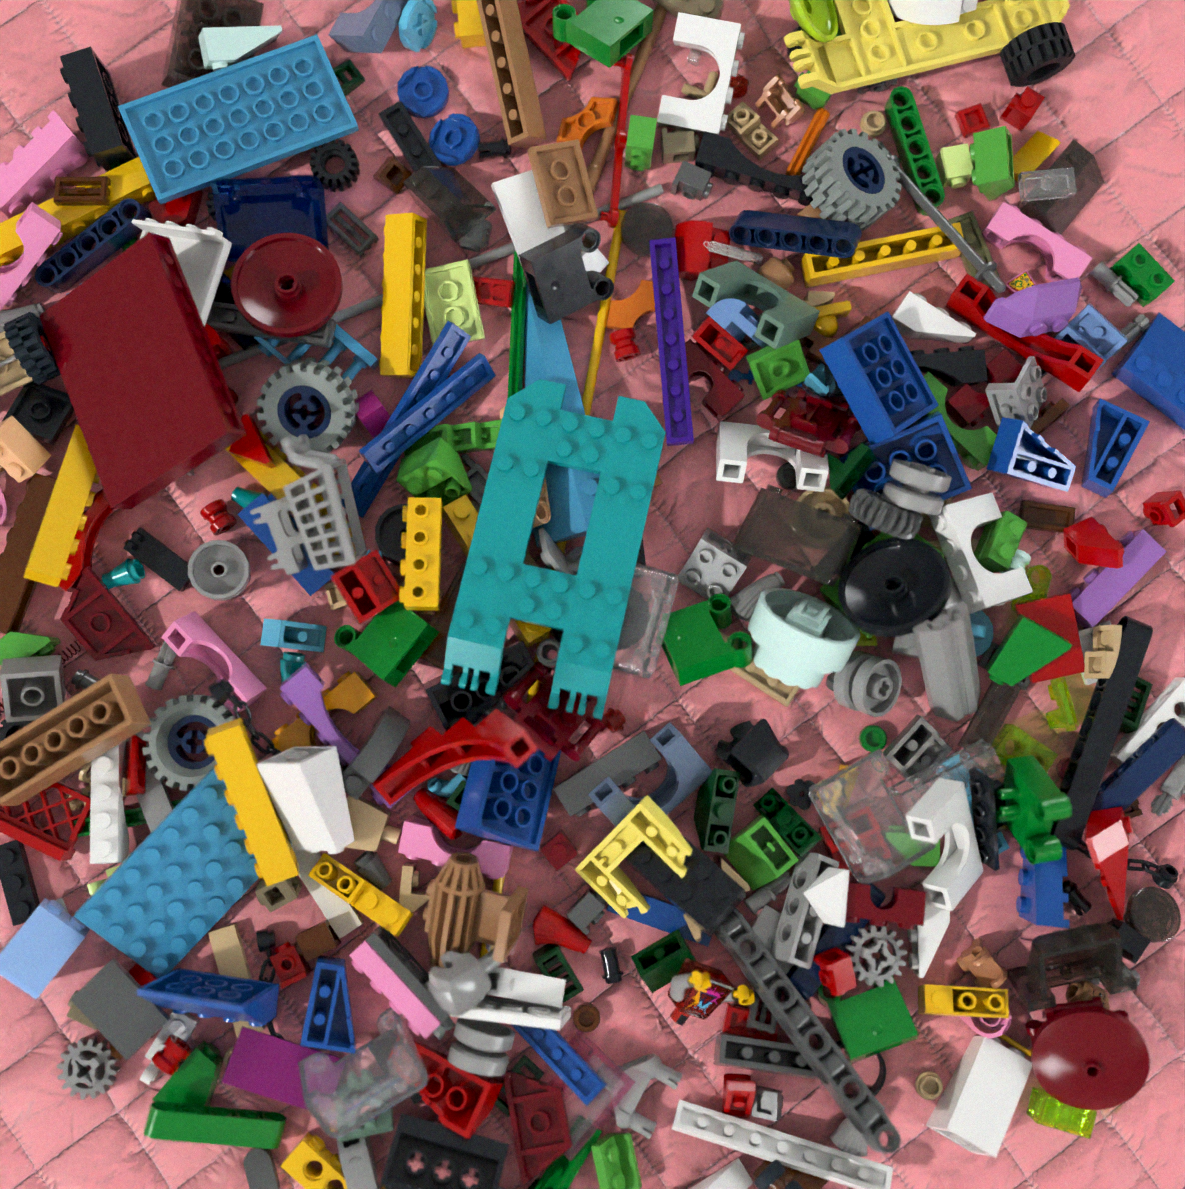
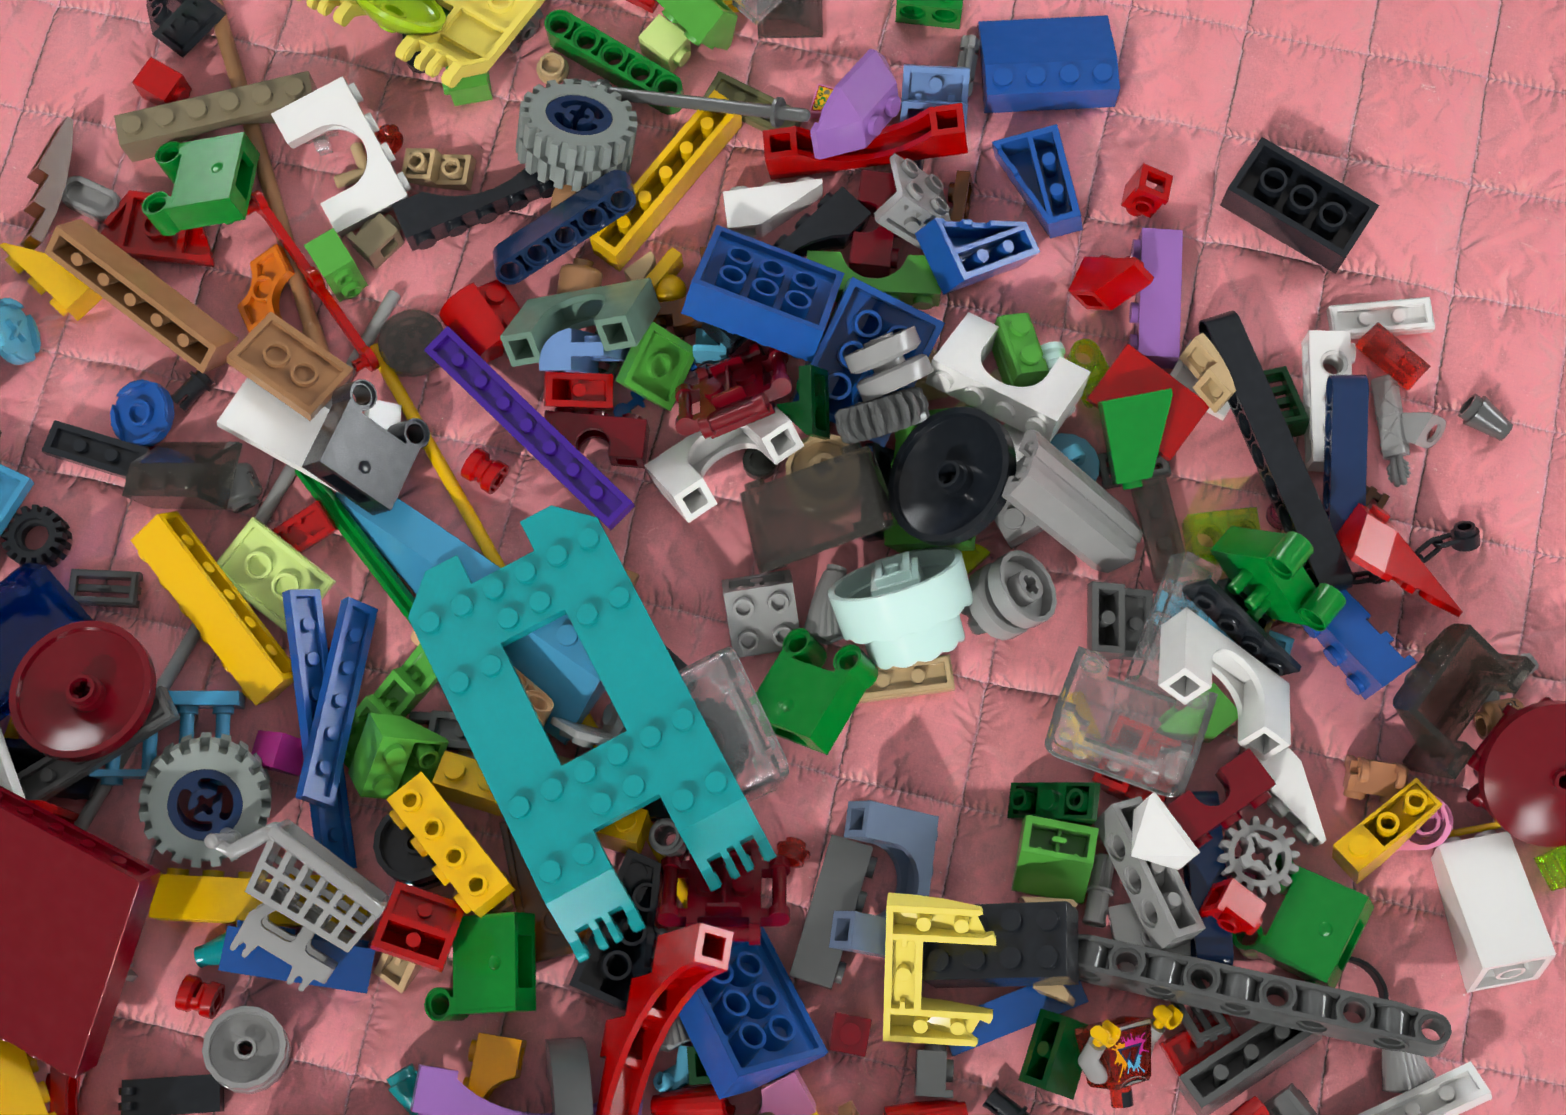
camera: 30 degrees left, 10 degrees down
(252, 445) = (178, 890): red slope -> none
(293, 635) = (381, 1052): medium azure slope -> none
(392, 174) = (105, 499): reddish brown slope -> none
(423, 91) = (71, 393): blue tile -> none
(628, 311) = (463, 429): orange tile -> none
(692, 182) = (420, 262): dark grey brick -> none
(716, 810) = (973, 851): dark green slope -> none
(753, 258) = (516, 289): white piece -> none
(753, 752) = (959, 761): black piece -> none
(781, 102) = (445, 118): nougat piece -> none
(793, 791) = (1044, 773): black plant -> none
(808, 142) = (503, 134): orange axle -> none
(872, 738) = (1064, 647): green tile -> none
(928, 1085) = (1432, 947): tan plate -> none
(1046, 516) = (1042, 293): reddish brown tile -> none
(1061, 258) = (769, 55): bright pink arch -> none
(1064, 715) = (1230, 465): clear neon green hinge -> none
(1076, 899) = (1402, 633): black pin -> none
(1114, 284) = (913, 29): light grey axle -> none
(1132, 942) = (1493, 627): black brick -> none
(1153, 914) = (1487, 583): clear smoke tile -> none

